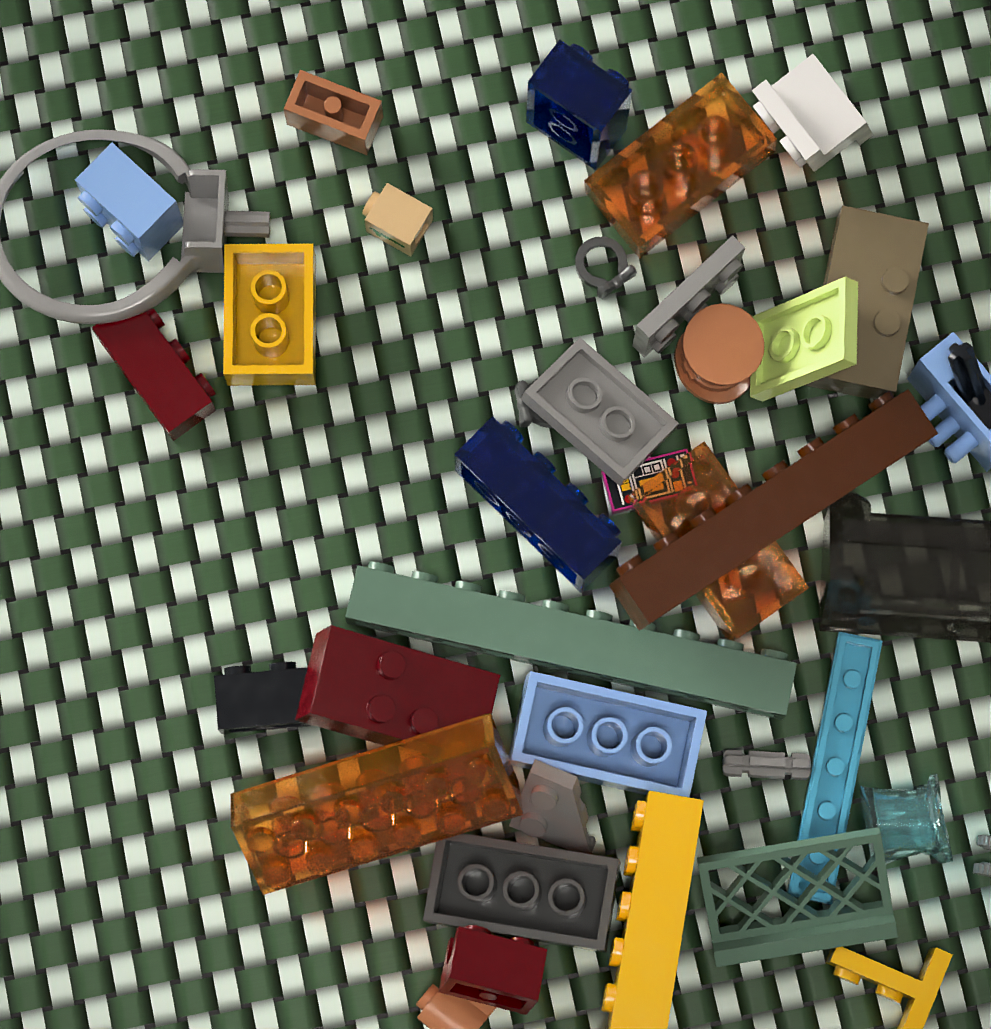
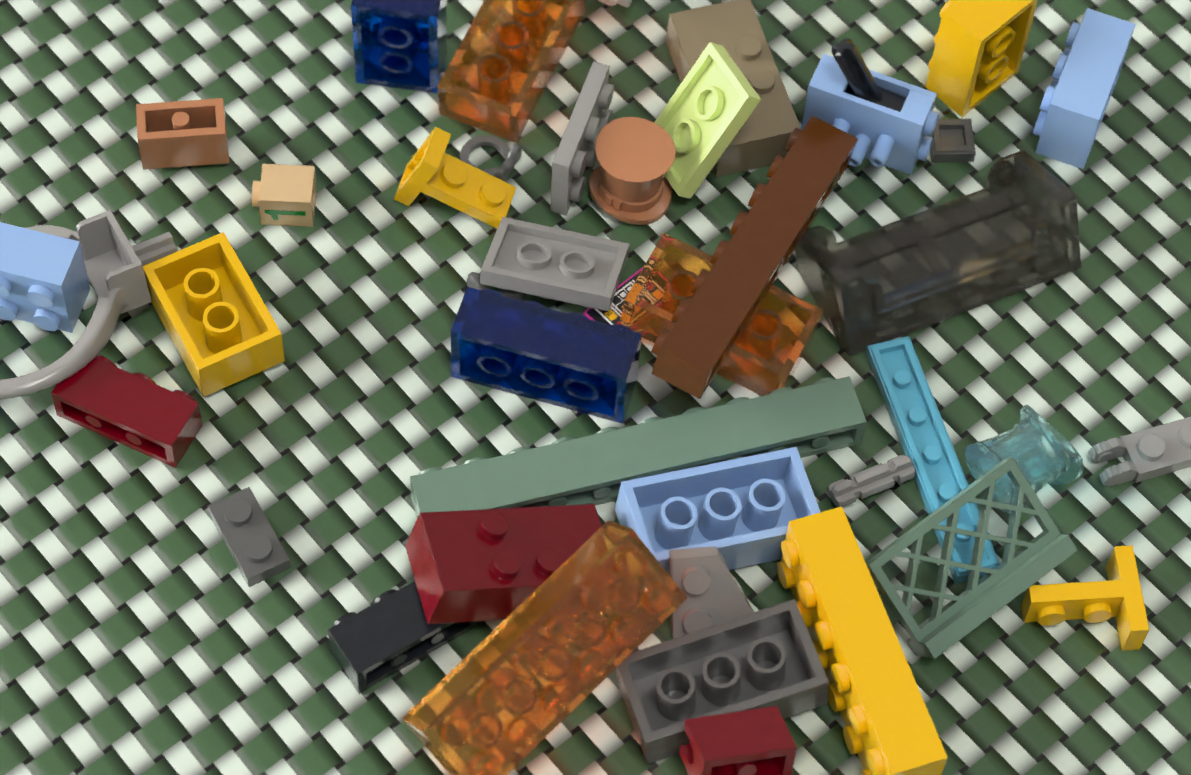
camera: 30 degrees left, 20 degrees down
(200, 542) = (249, 536): none -> dark grey plate
(554, 284) = (454, 182): none -> yellow bracket

